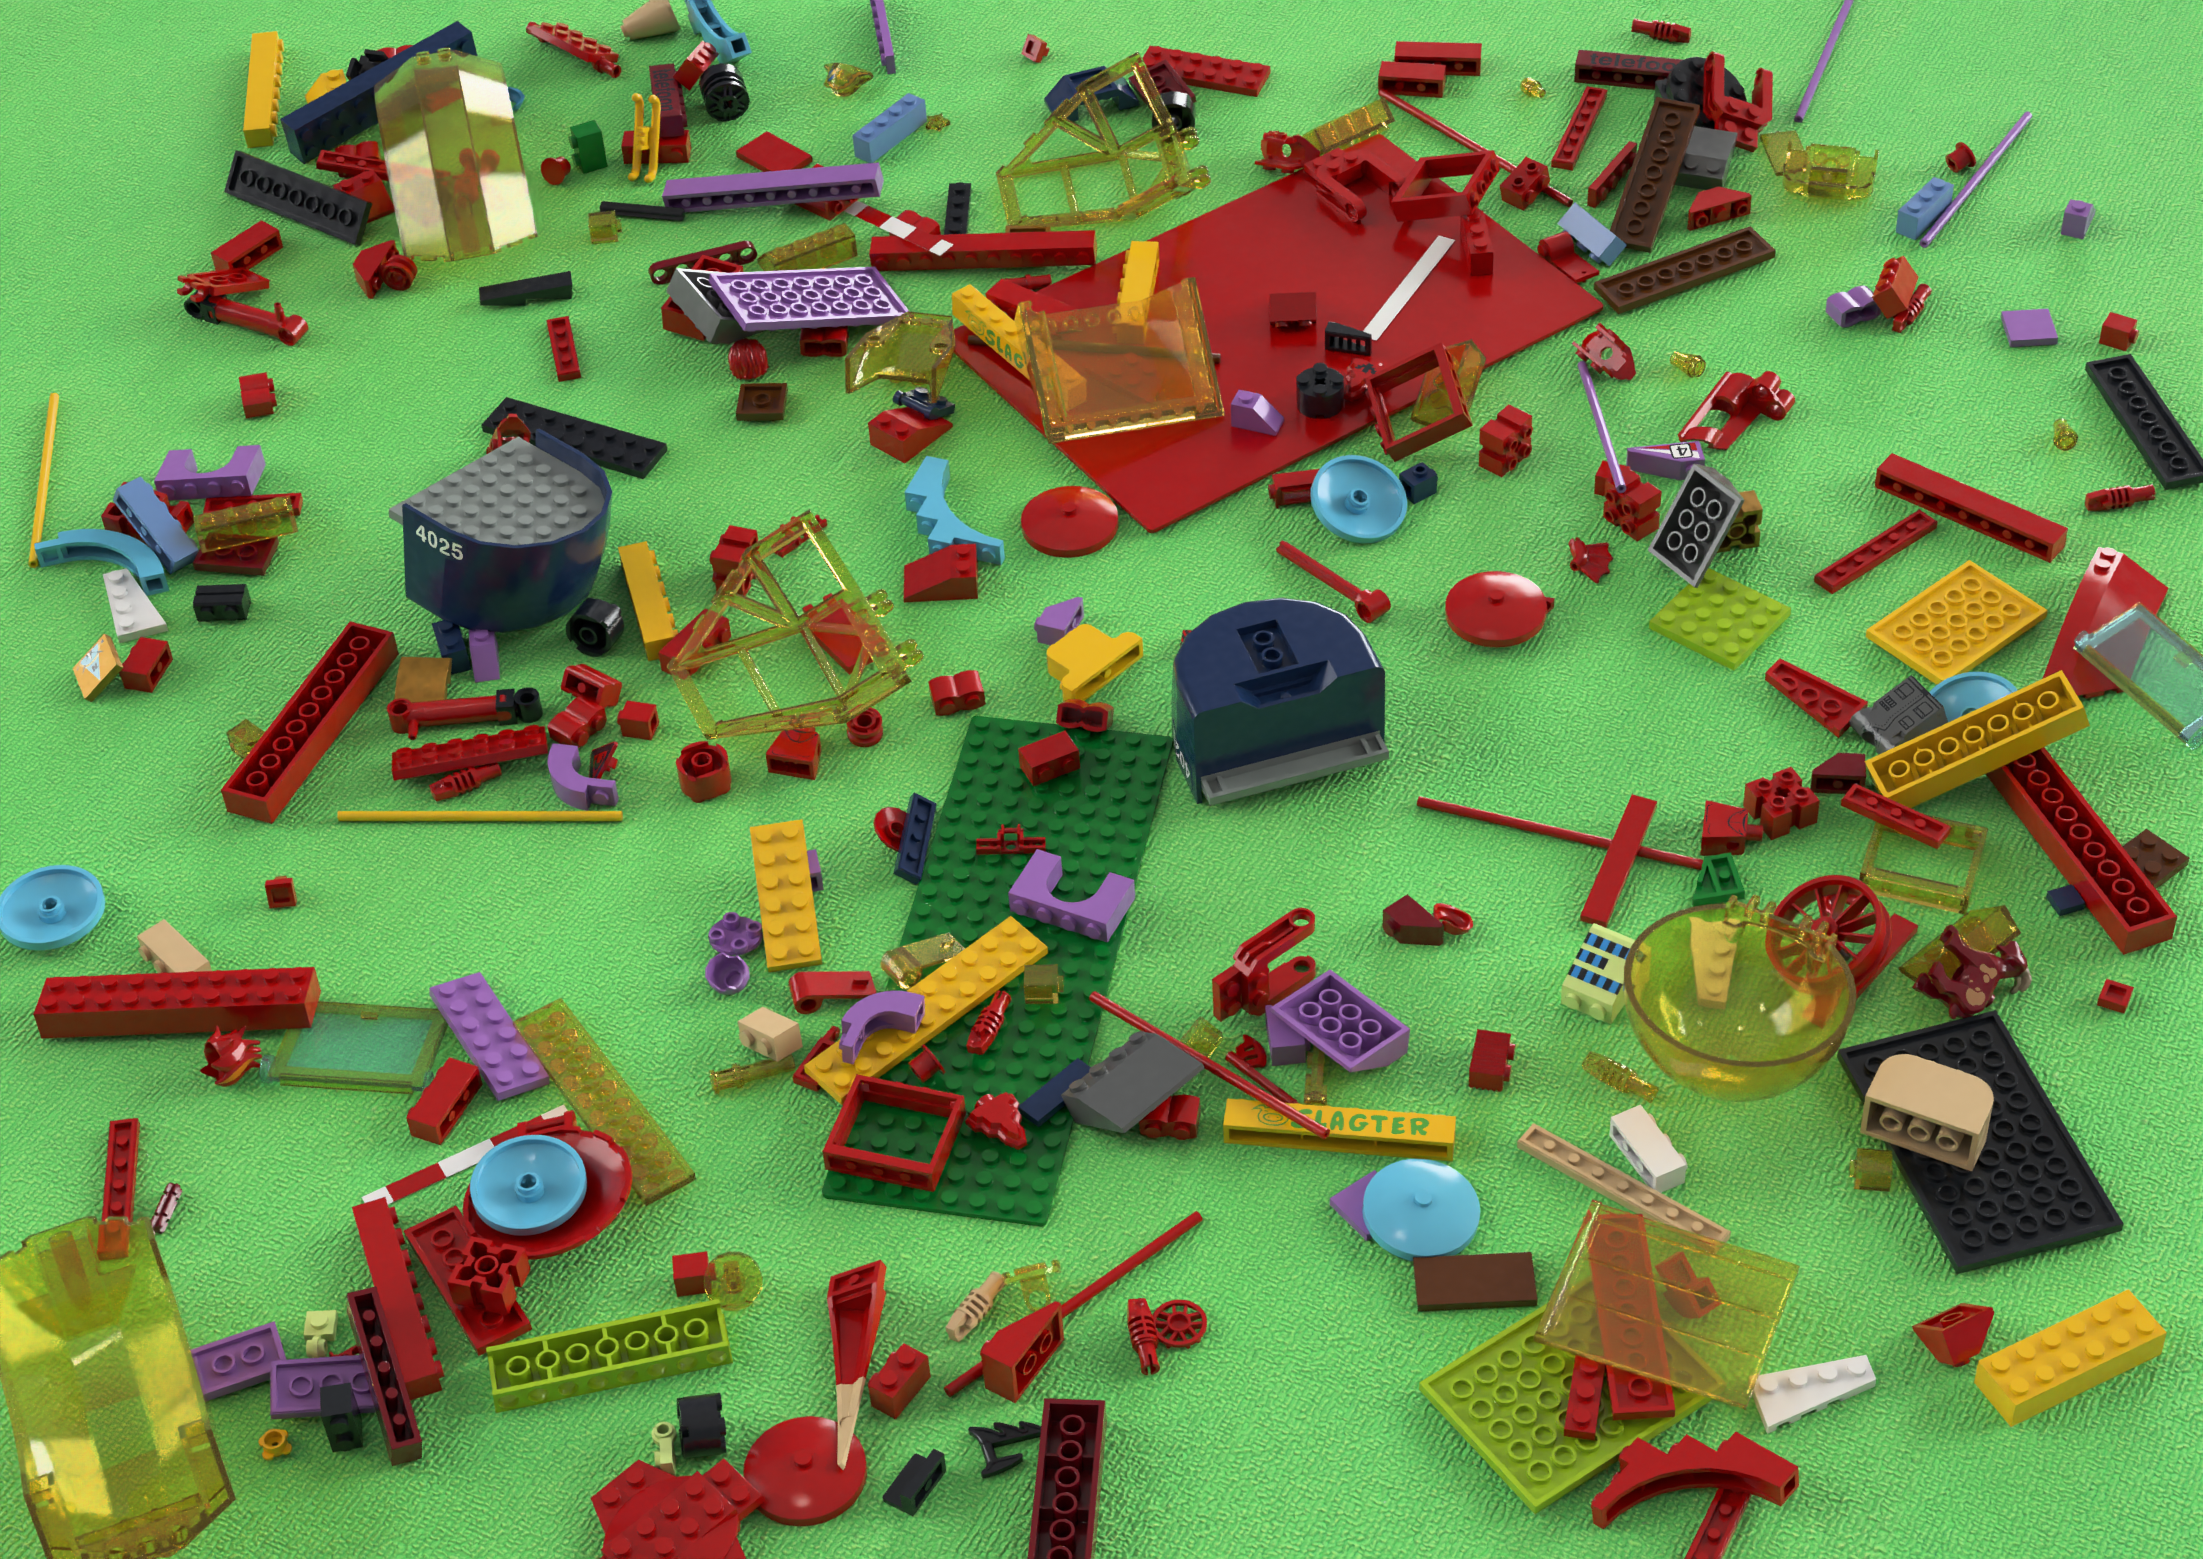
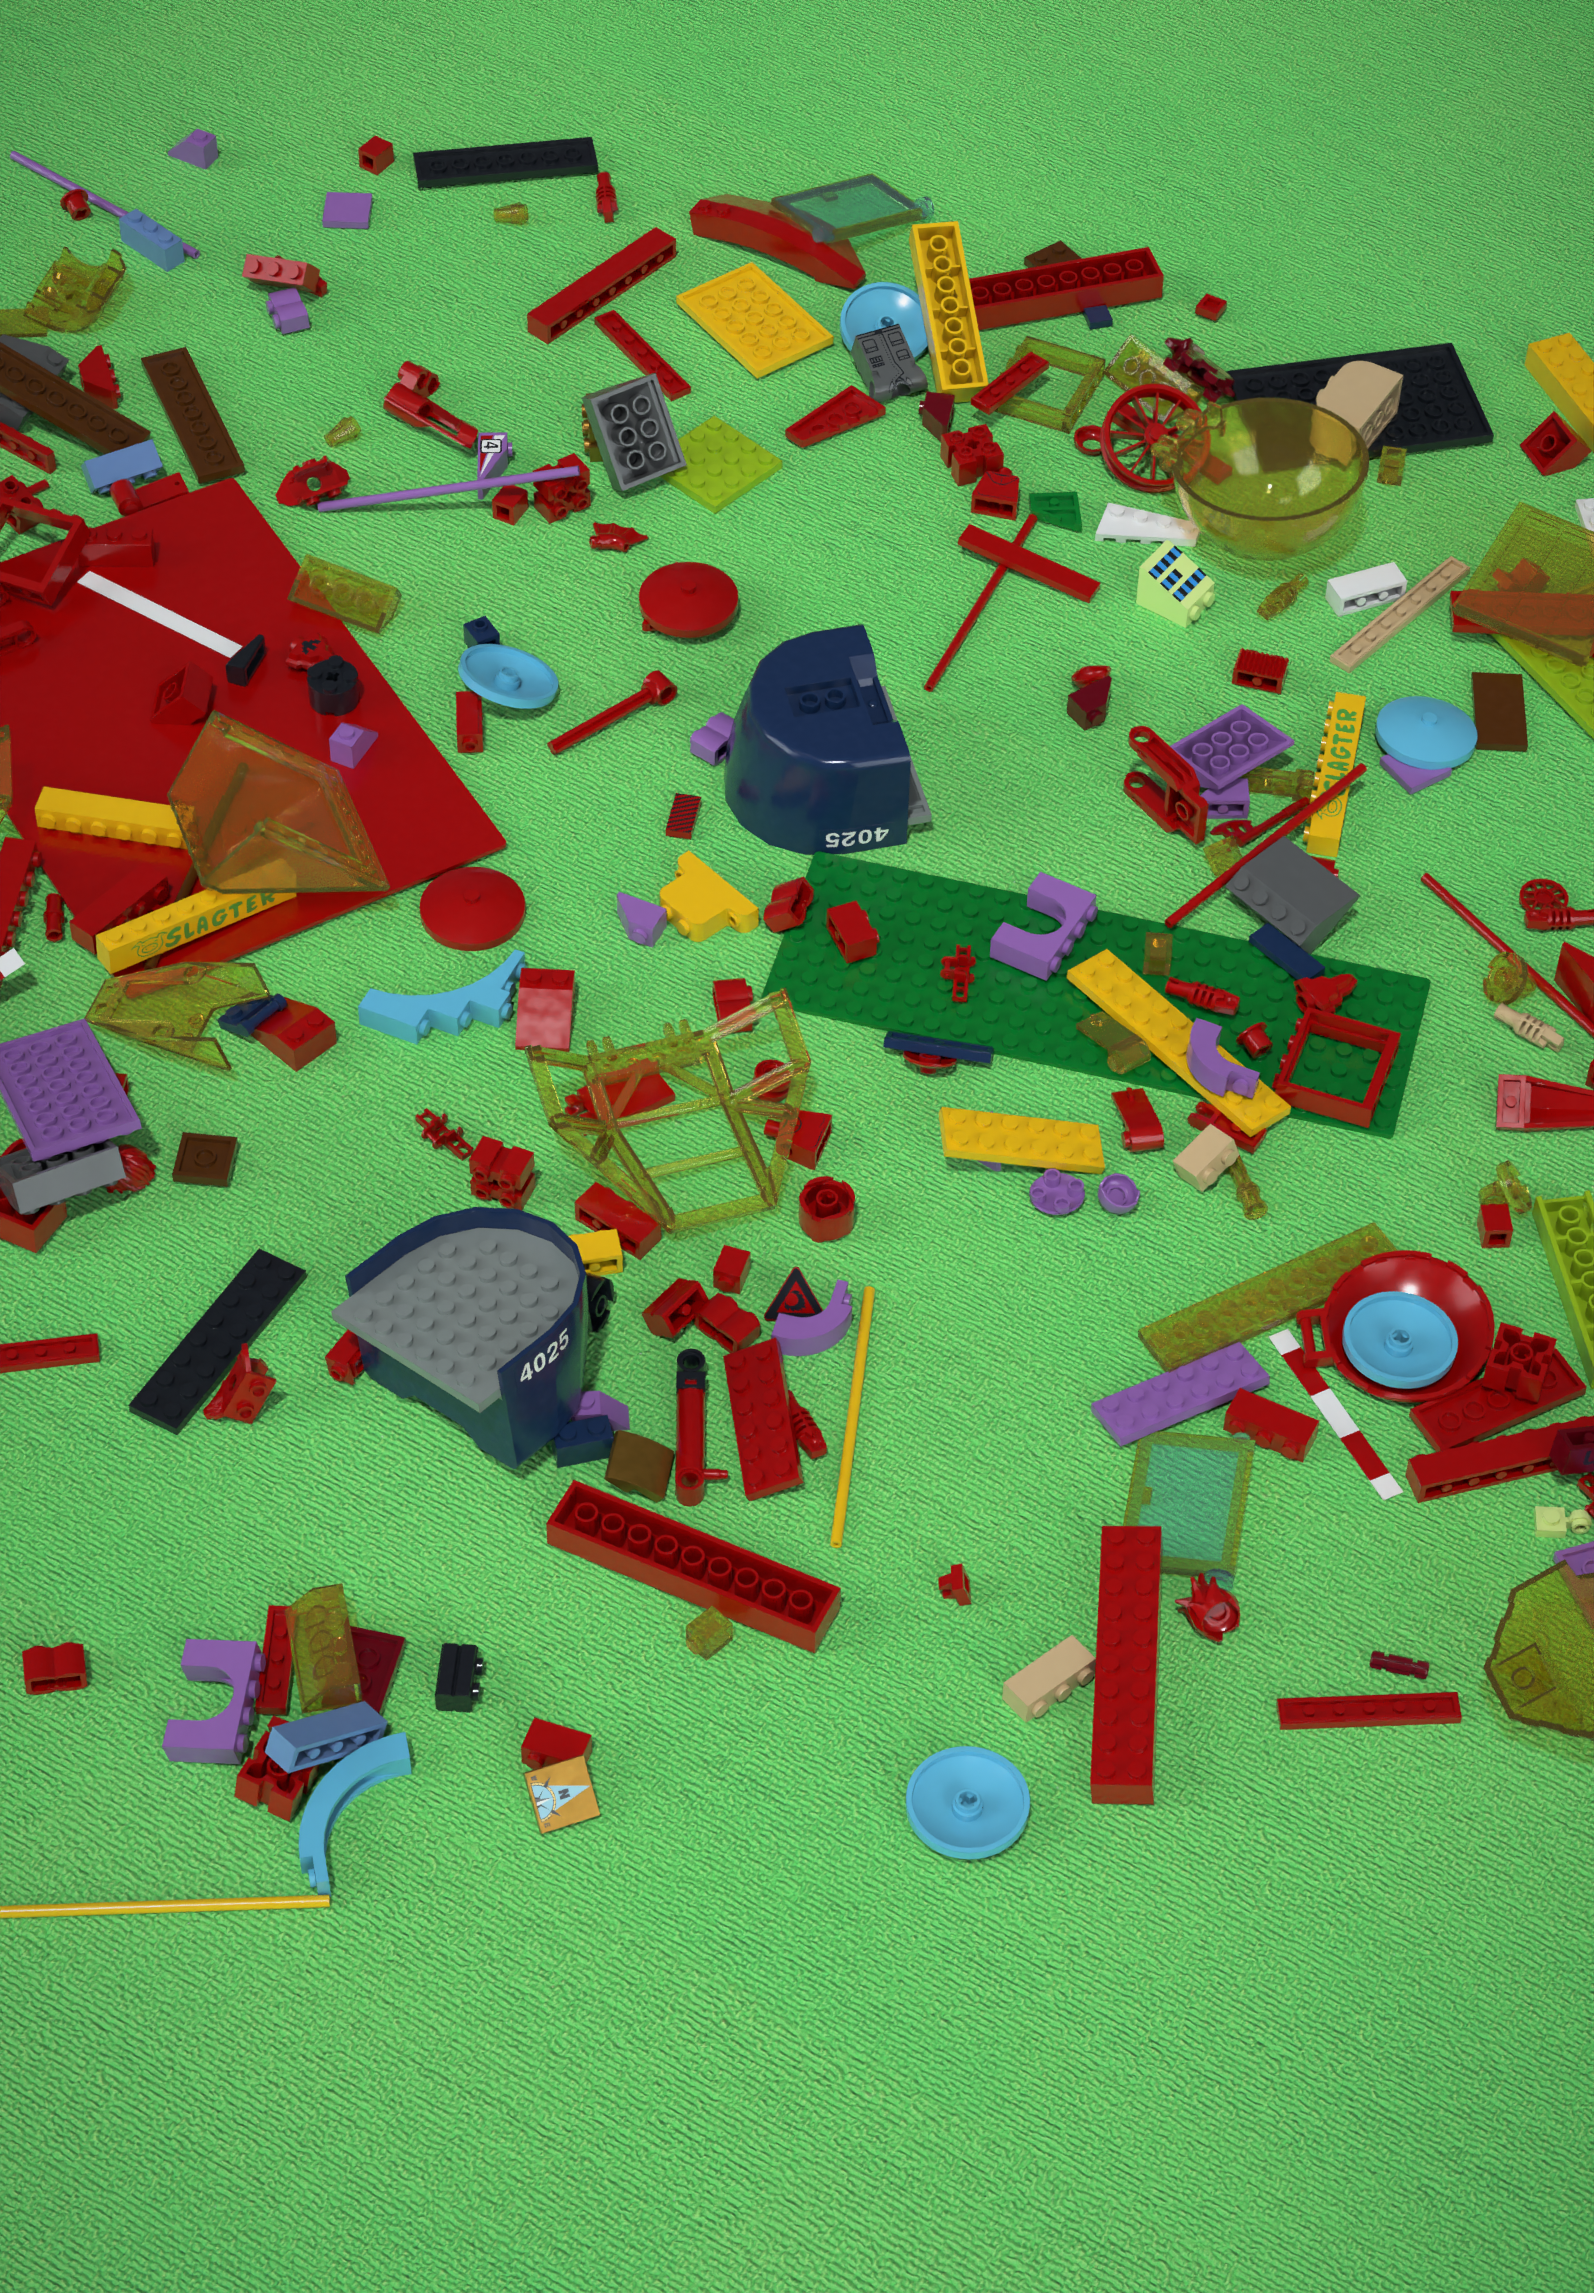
camera: 90 degrees left, 5 degrees up
(130, 607) = (438, 1782): white wing -> none
(1402, 372) = (384, 572): red window -> none
(1505, 440) = (445, 562): red brick -> none

